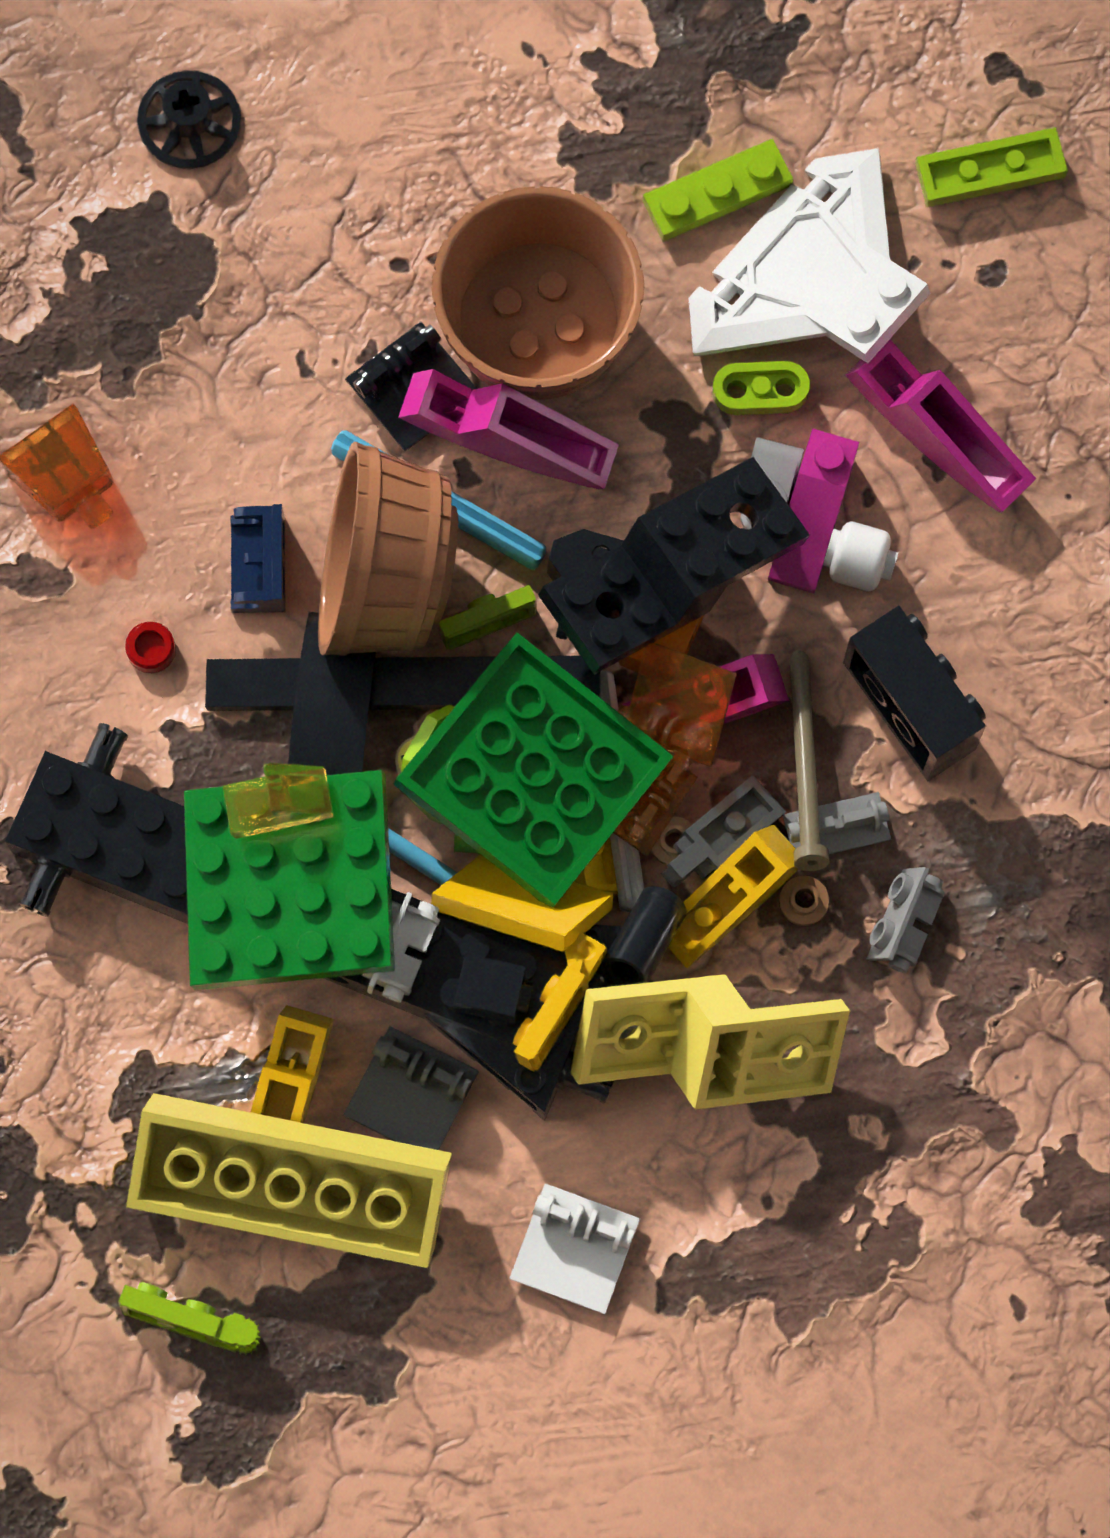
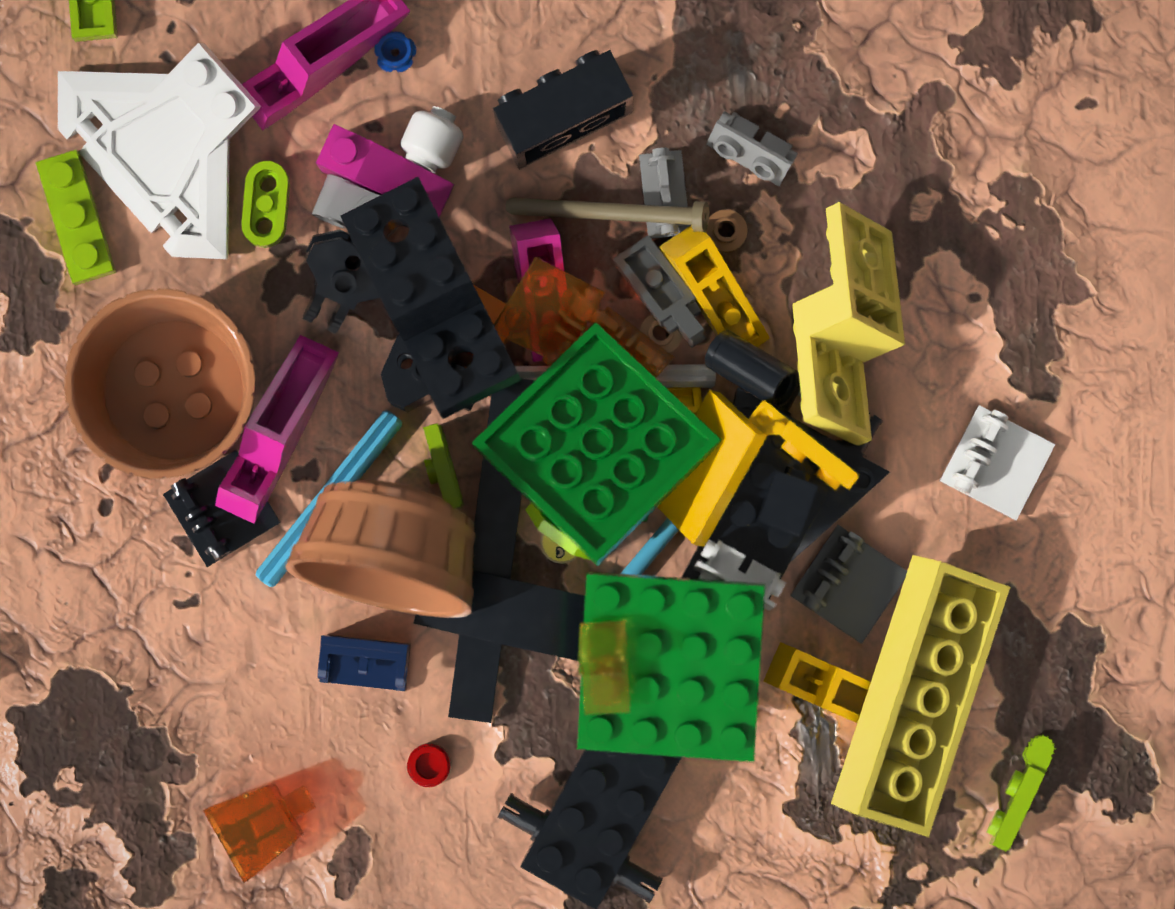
camera: 80 degrees left, 10 degrees up
(686, 466) = (336, 277): none -> black hinge
(959, 495) = (392, 41): none -> blue plate

